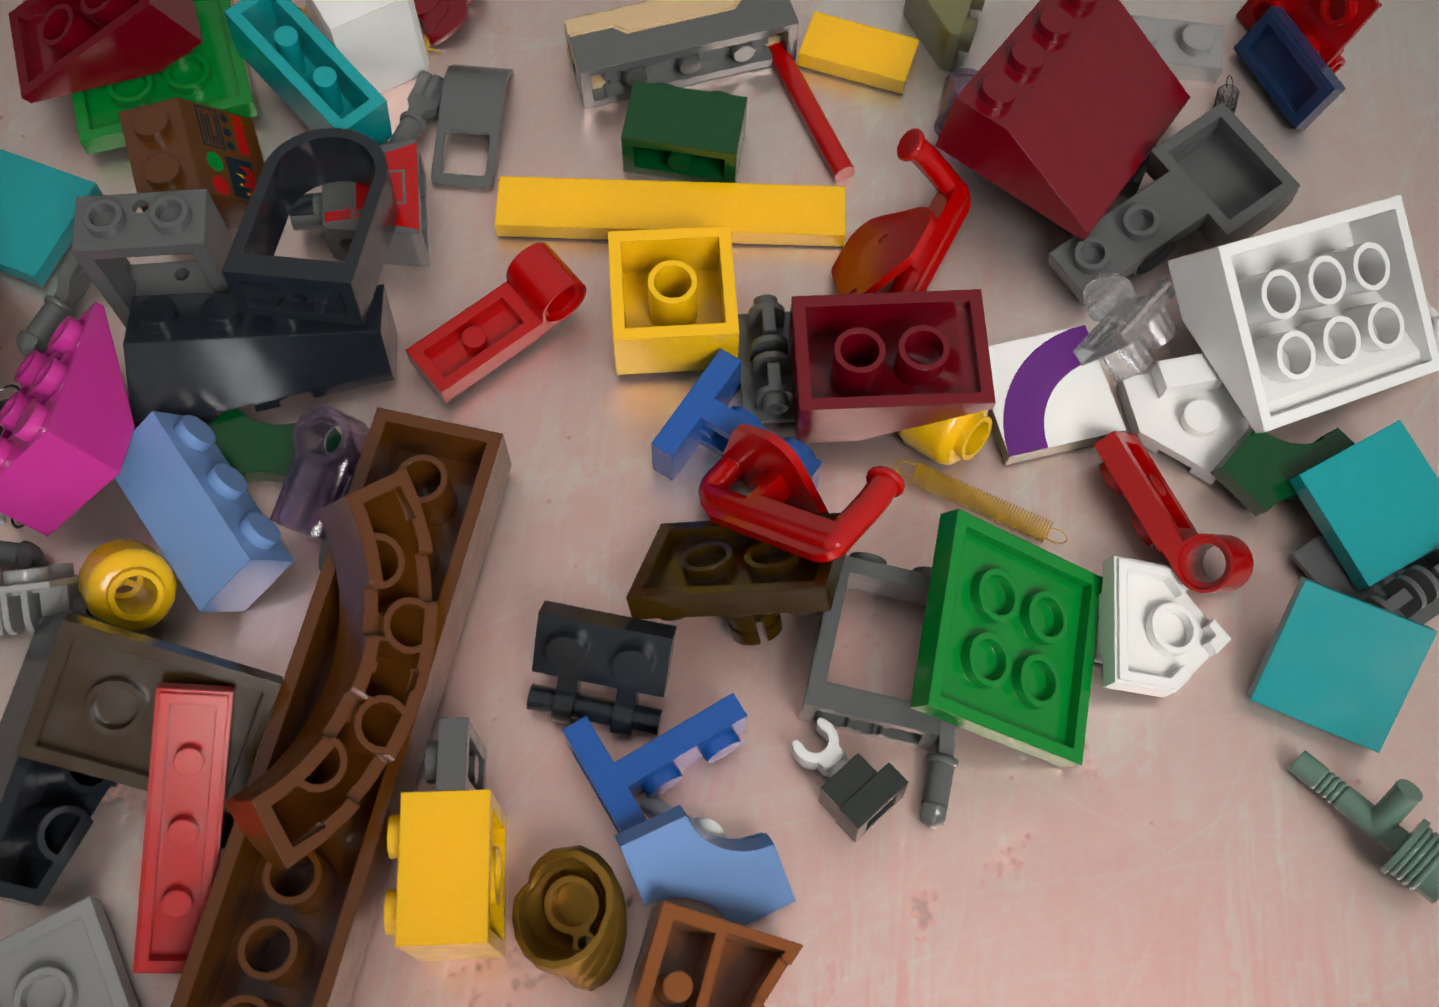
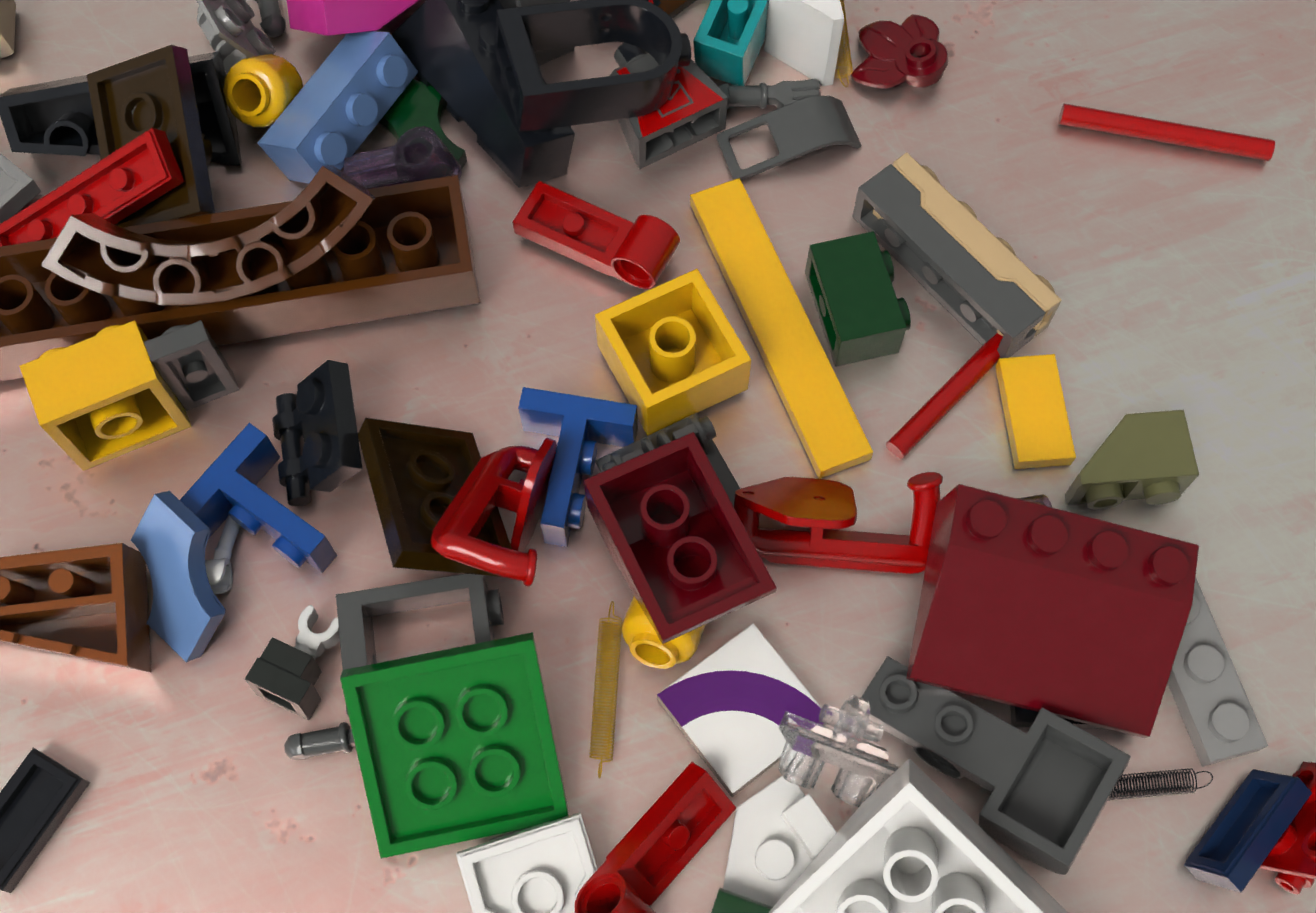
camera: 70 degrees right, 0 degrees up
(565, 901) = (106, 496): pearl gold hair -> none

